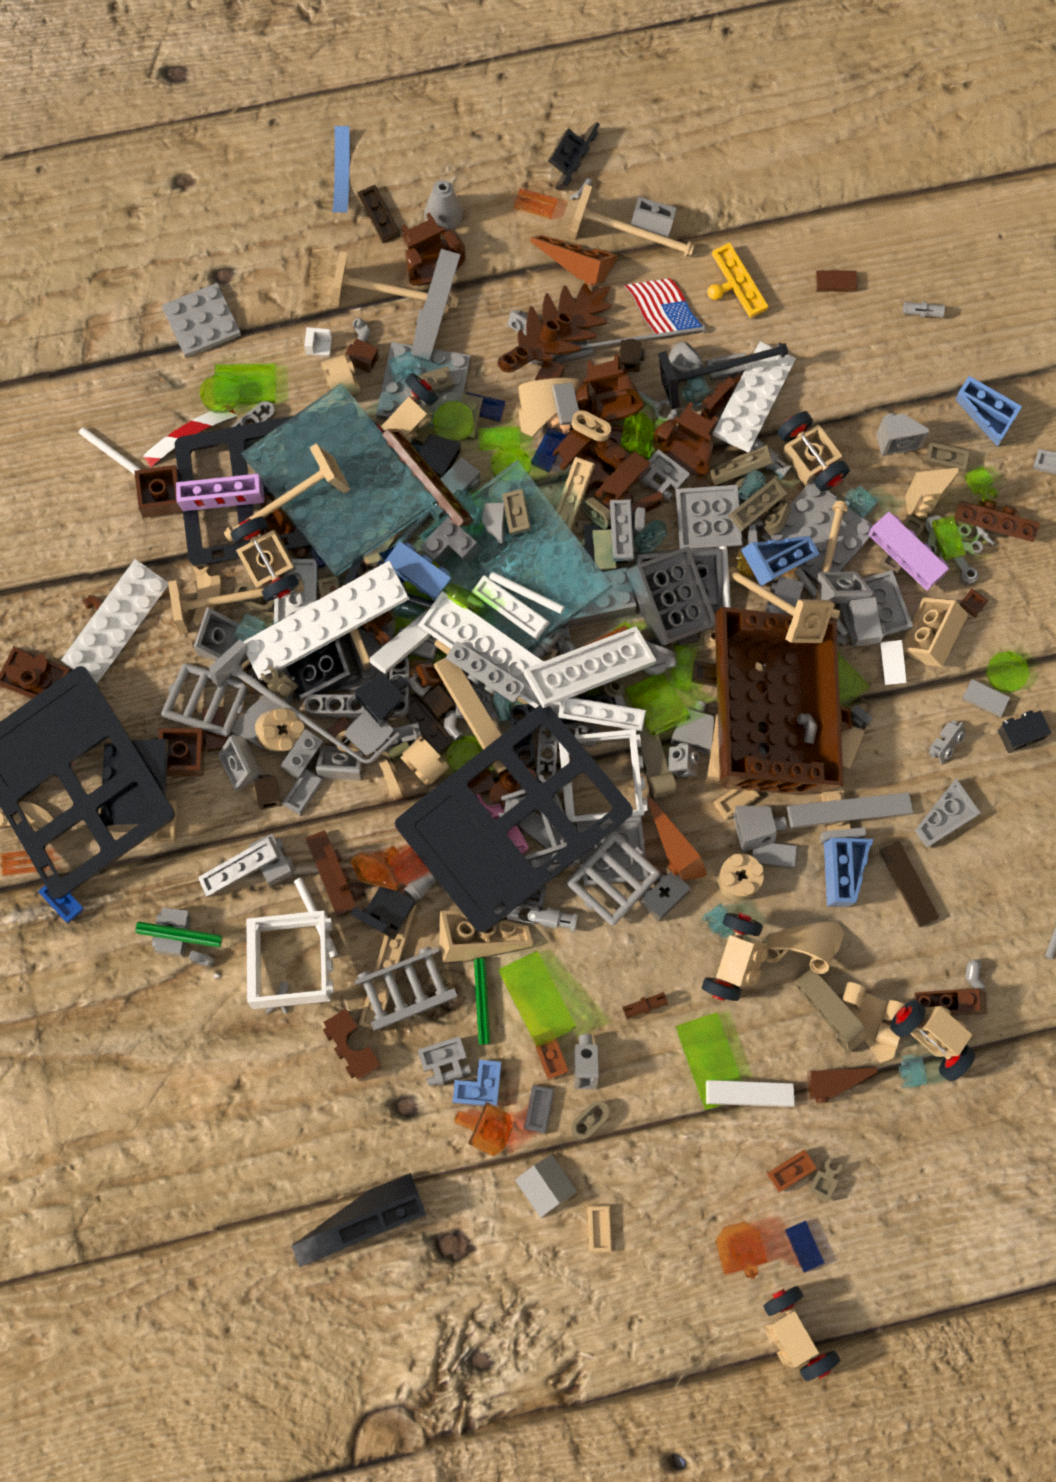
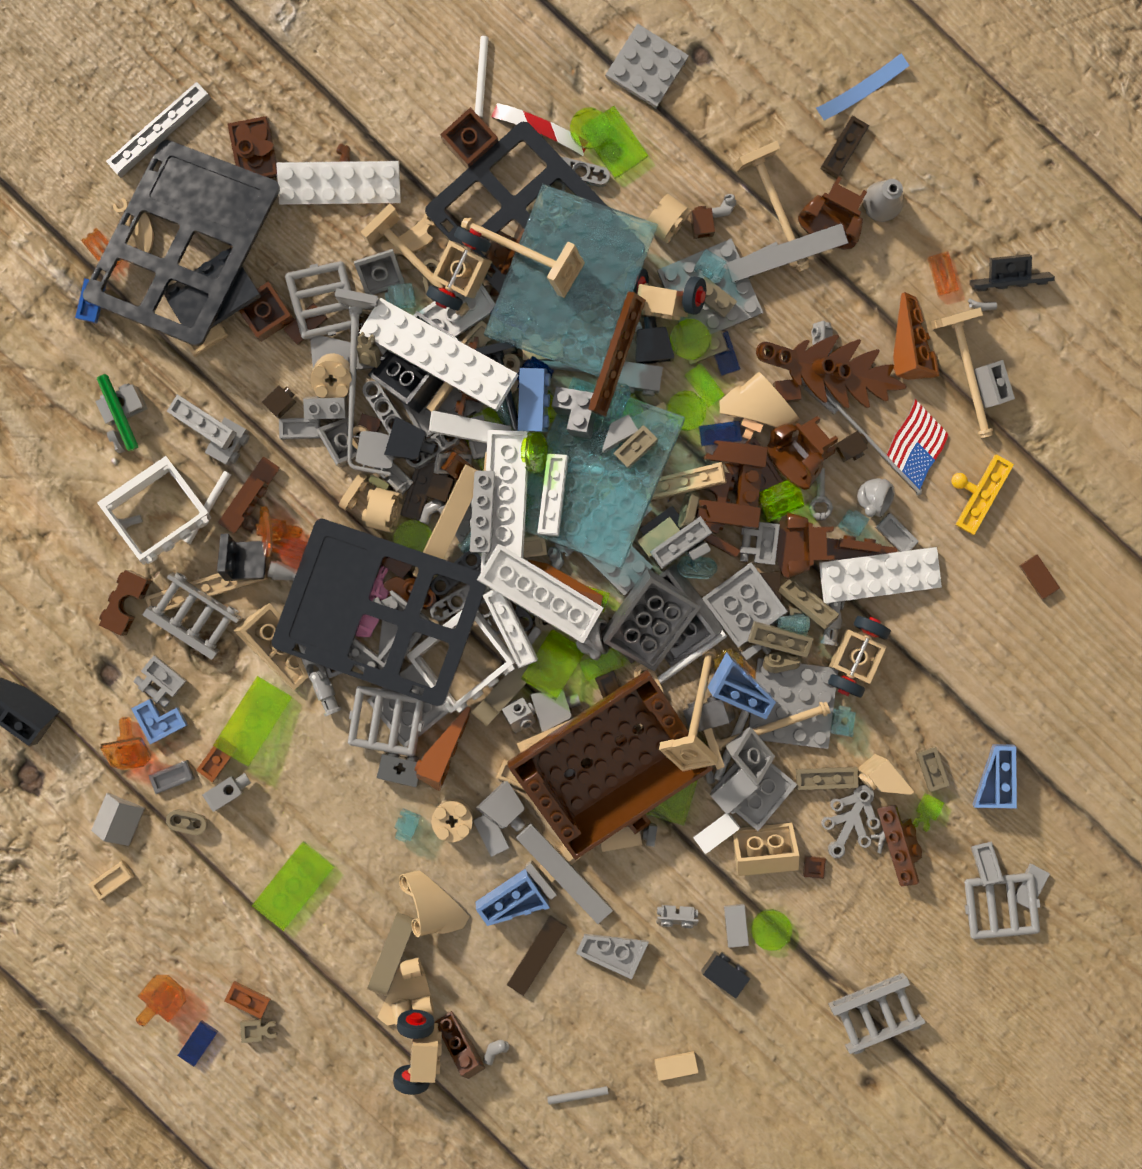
camera: 60 degrees right, 15 degrees up
(220, 492) = (495, 191): lavender brick -> none
(239, 762) = (289, 364): light grey slope -> none
(318, 342) = (690, 177): white panel -> none
(482, 1001) = (225, 679): green axle -> none
(527, 593) = (572, 493): white bar -> none
(544, 647) = (537, 542): light grey pin -> none
(565, 402) = (766, 423): light grey tile -> none
(591, 426) = (757, 458): tan plate -> none
(645, 1005) = (303, 808): reddish brown pin -> none
(671, 379) = (846, 497): black tile -> none
(740, 959) = (381, 863): tan brick -> none
(750, 1093) = (285, 932): white tile -> none
(792, 1338) = (116, 1079): brick -> none
(810, 726) = (614, 799): light grey arm -> none
(830, 1083) = (336, 992): reddish brown slope -> none
(900, 434) = (924, 717): light grey slope -> none
(908, 551) = (821, 789): lavender brick -> none
(910, 308) = (1060, 667): light grey pin -> none
(912, 1071) = (383, 1048): clear light blue brick -> none
(948, 538) = (855, 815): clear neon green plate -> none

